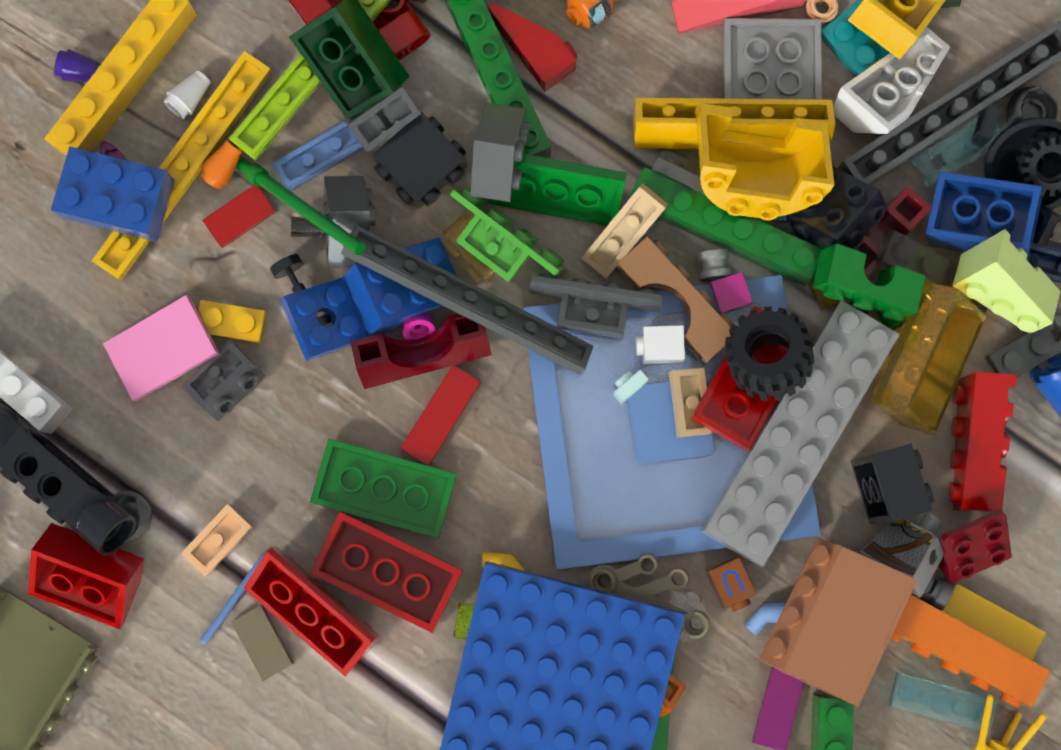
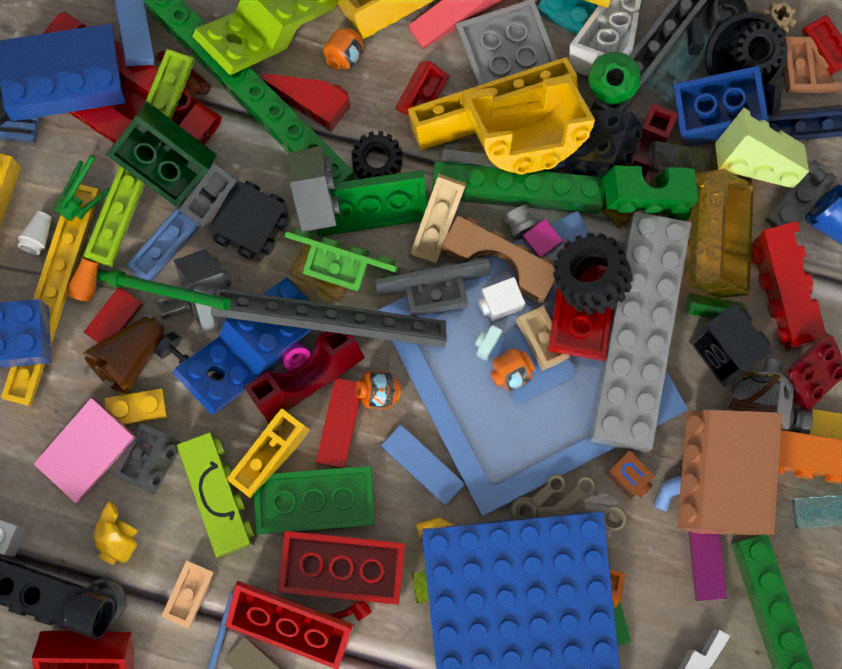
camera: 20 degrees left, 5 degrees down
(159, 453) = (114, 538): none -> yellow head
(232, 76) = (68, 204): none -> green plant
(239, 259) = (125, 353): none -> reddish brown cone
(282, 445) = (215, 495): none -> lime brick
(352, 421) = (268, 452): none -> yellow slope
(390, 621) = (359, 610): none -> red hand
(494, 394) = (378, 389): none -> head
(512, 492) = (423, 465): none -> medium blue tile
(589, 121) = (373, 142): none -> black tyre
(645, 425) = (512, 369): none -> orange head
(662, 77) = (423, 86): none -> red slope
(862, 129) = (602, 89): none -> green piece
(890, 432) = (708, 306): none -> green slope

